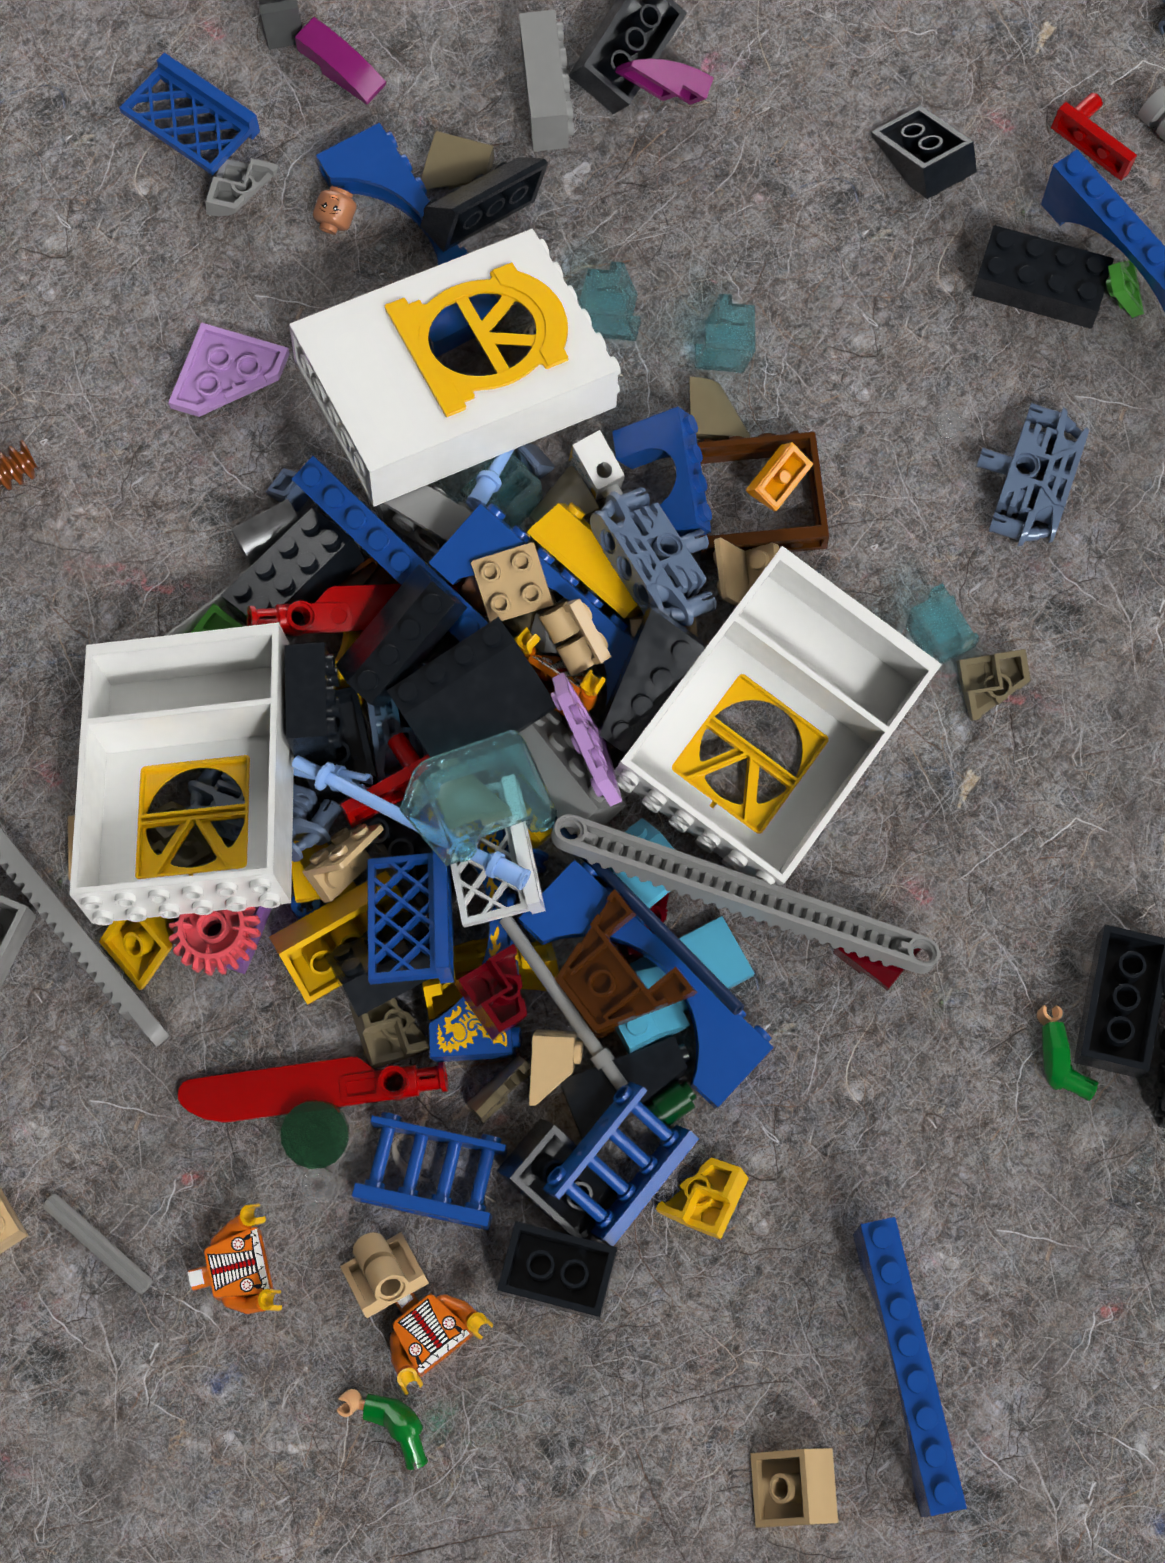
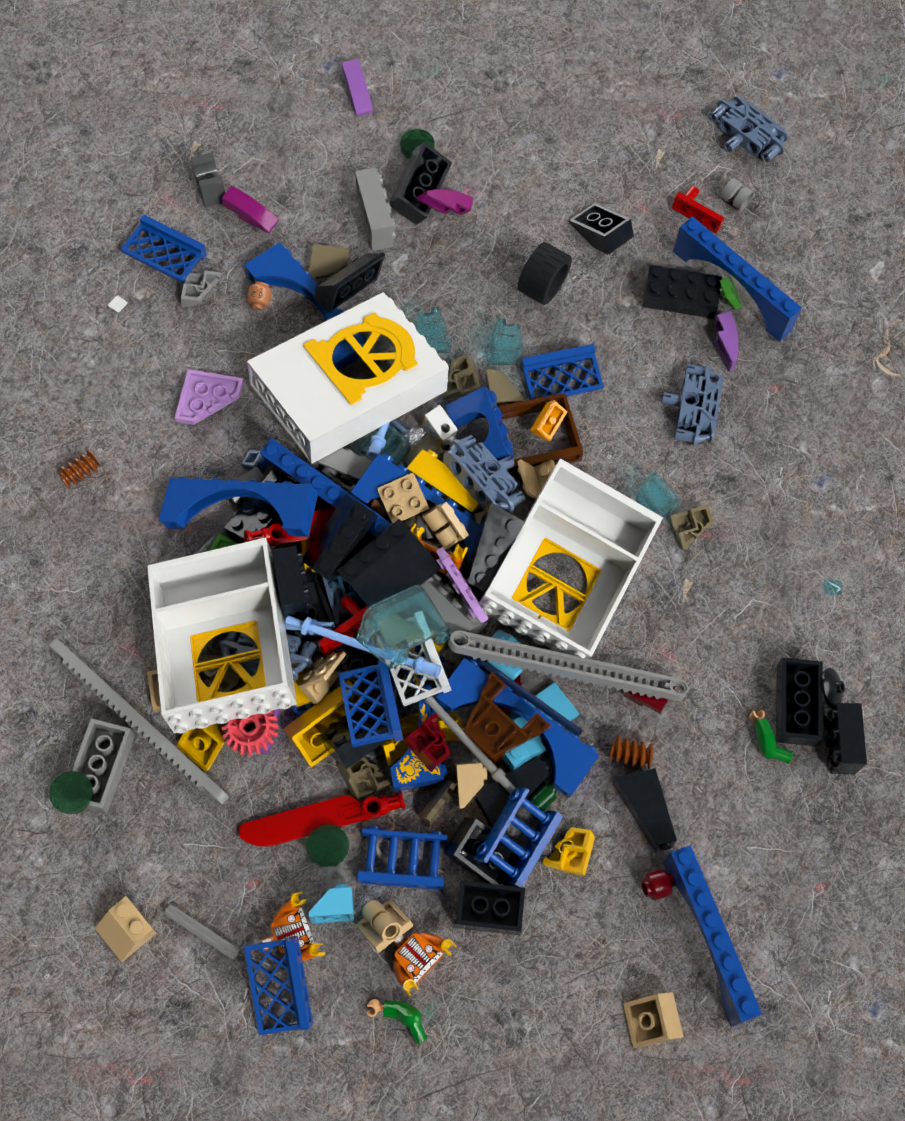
camera: 15 degrees left, 5 degrees down
(105, 199) = (117, 303): none -> white sticker
(174, 537) = (190, 496): none -> blue arch
(233, 1352) = (297, 982): none -> blue fence
(309, 1233) = (334, 906): none -> medium azure slope
(554, 477) = (415, 435): none -> clear plate
(650, 385) = (462, 378): none -> dark tan slope
(811, 221) = (544, 273): none -> black tyre
(818, 370) = (562, 358): none -> blue fence
(829, 1048) = (631, 752): none -> dark orange piece
(836, 1271) = (657, 884): none -> dark red head
(841, 1138) = (646, 803): none -> black slope
(1106, 366) = (727, 339): none -> medium lavender slope

